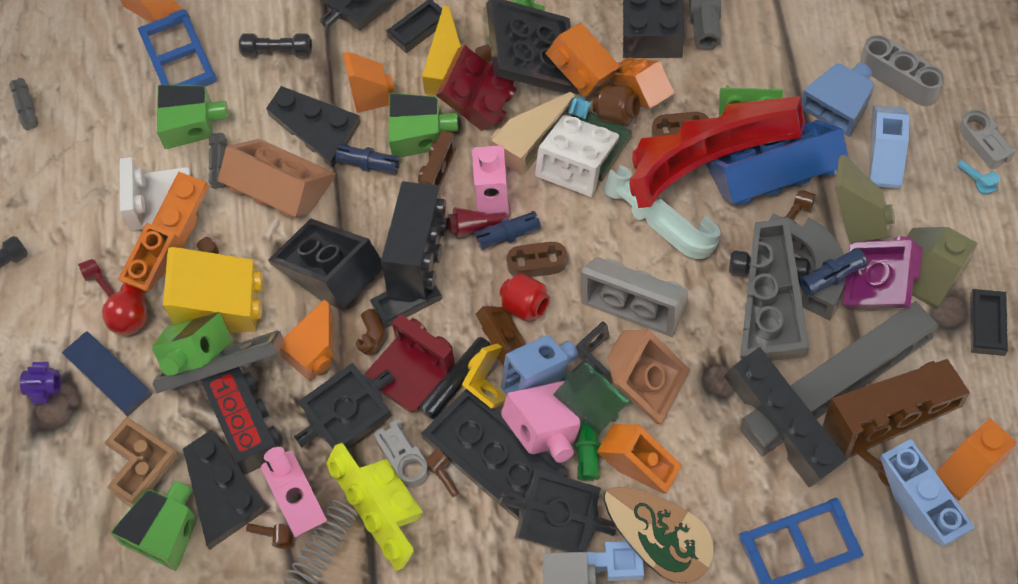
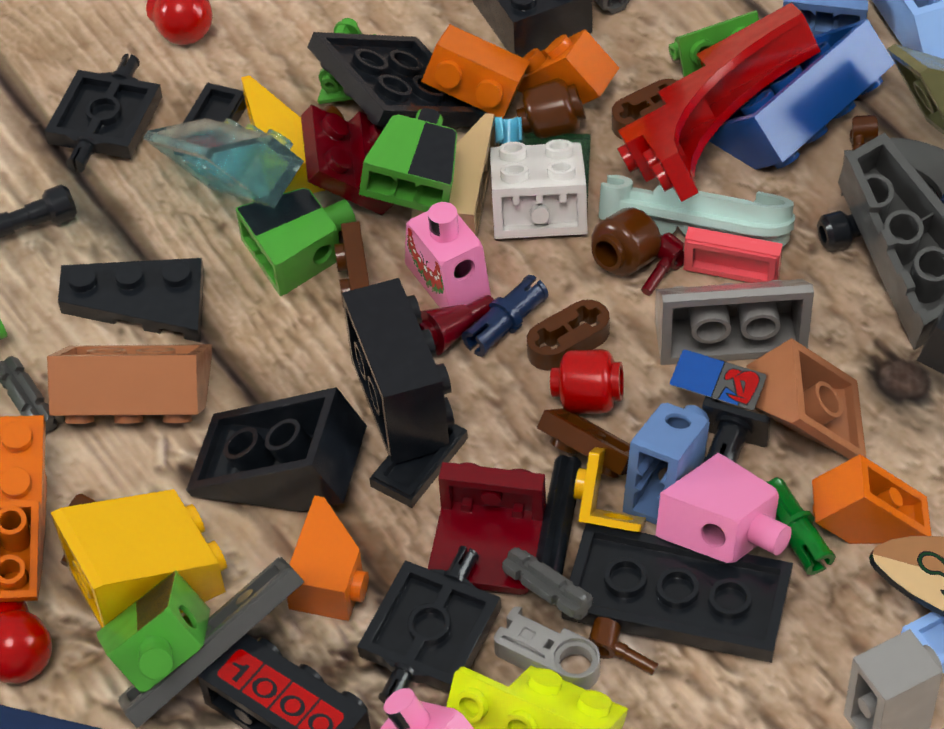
camera: 30 degrees left, 10 degrees down
(367, 159) = (249, 307): dark blue pin -> none
(368, 82) = (191, 211): orange slope -> none
(375, 333) = (405, 517): reddish brown arm -> none
(397, 58) = (231, 157): none -> clear light blue slope
(419, 415) = (547, 583): none -> dark grey axle
(499, 109) = (411, 162): none -> bright green torso
(557, 512) = (815, 616): black plate -> none
(591, 397) = (767, 457): clear green piece -> none
(594, 334) = (718, 379): none -> sticker
(605, 214) = (625, 241): none -> reddish brown head
(631, 235) = (670, 256): none -> dark red hand
(663, 253) = (731, 256): none -> coral tile

